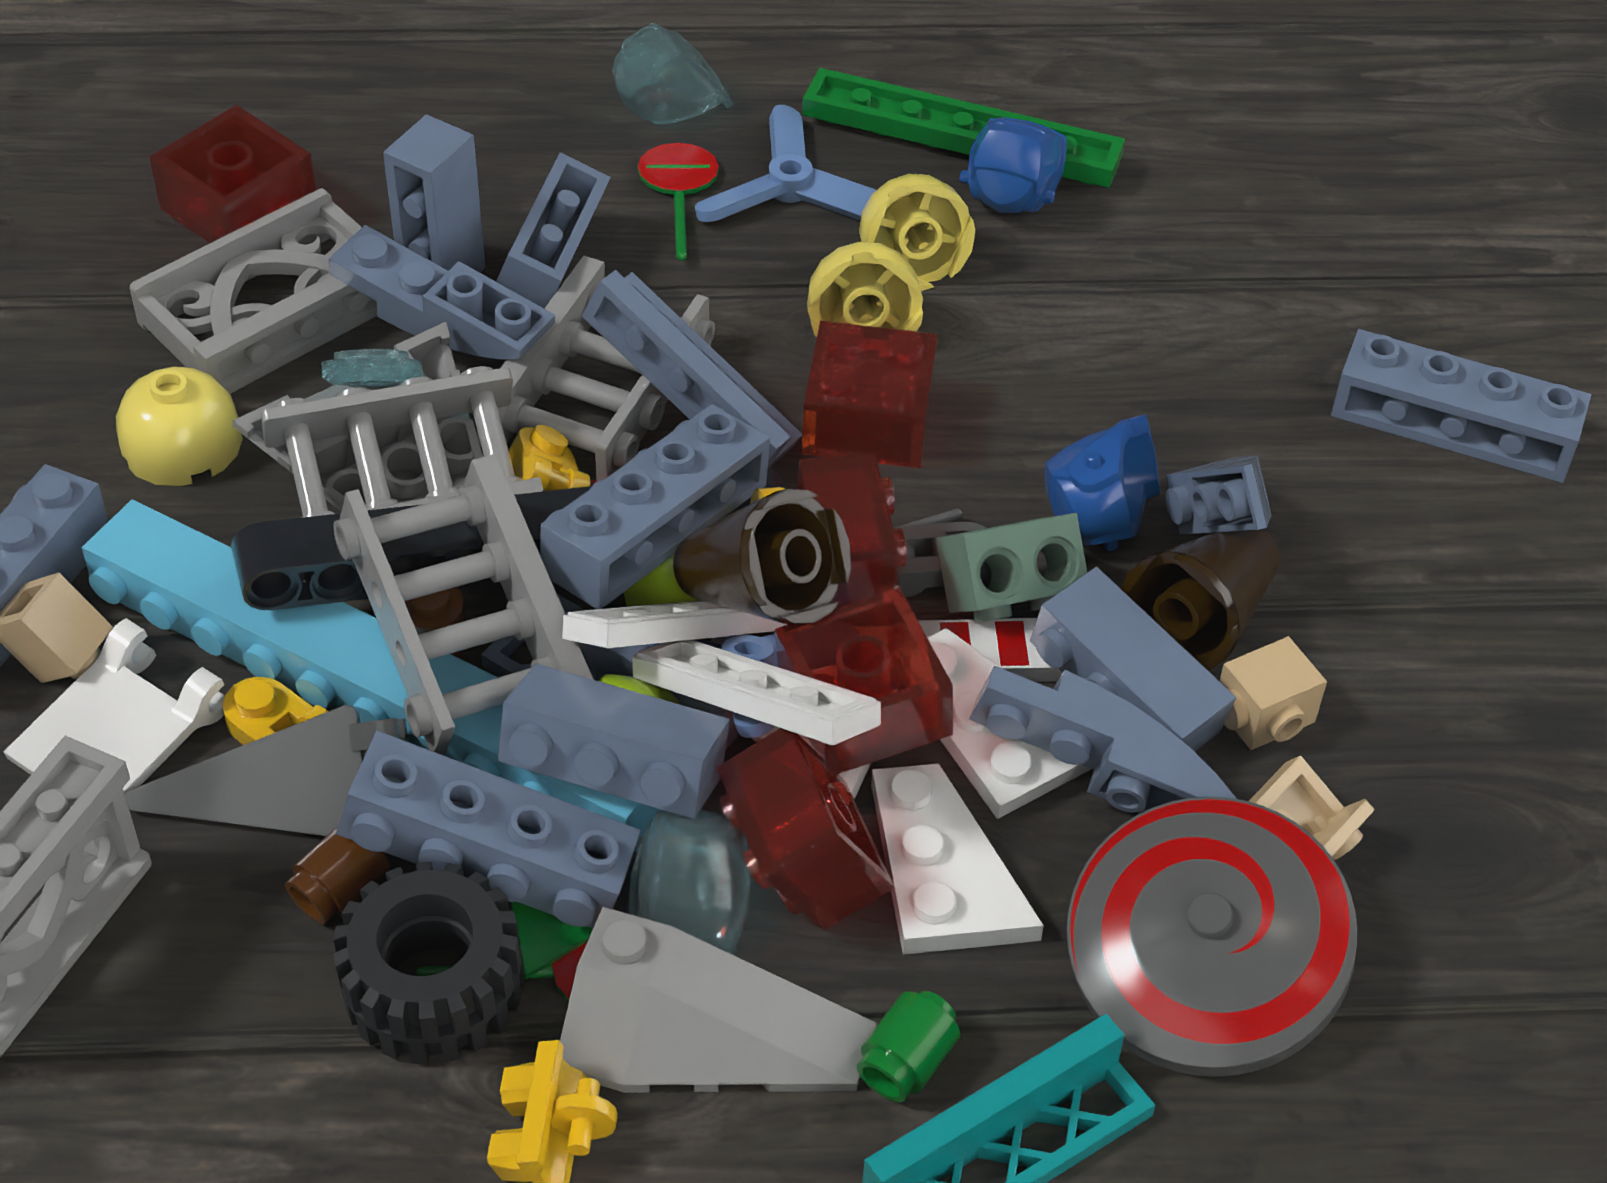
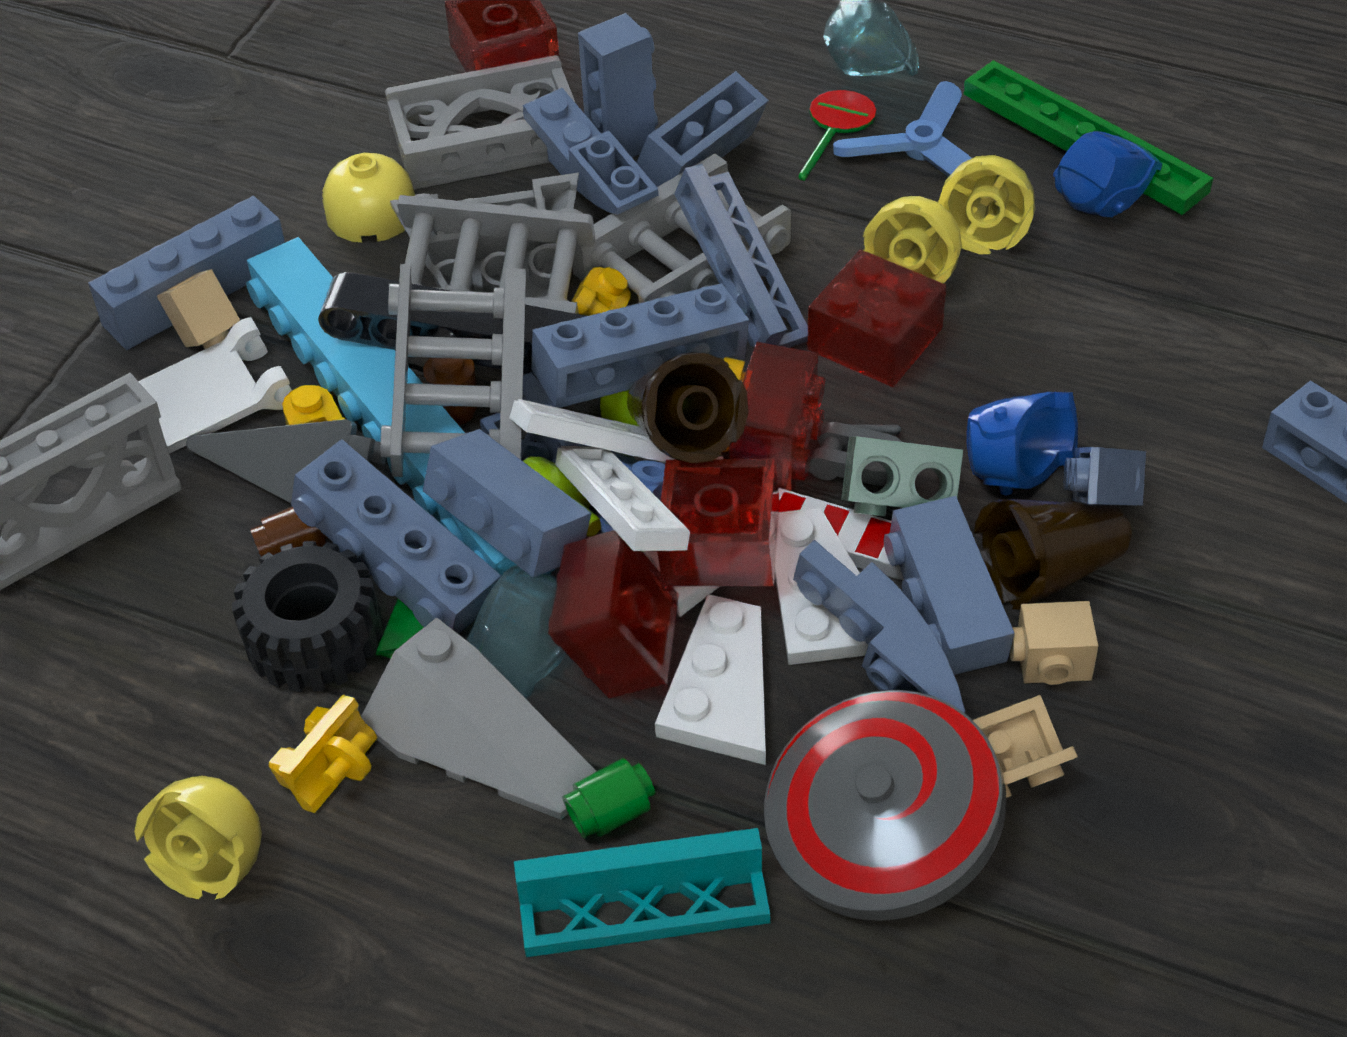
camera: 30 degrees right, 0 degrees up
(370, 368) = (498, 188): clear light blue gear -> none

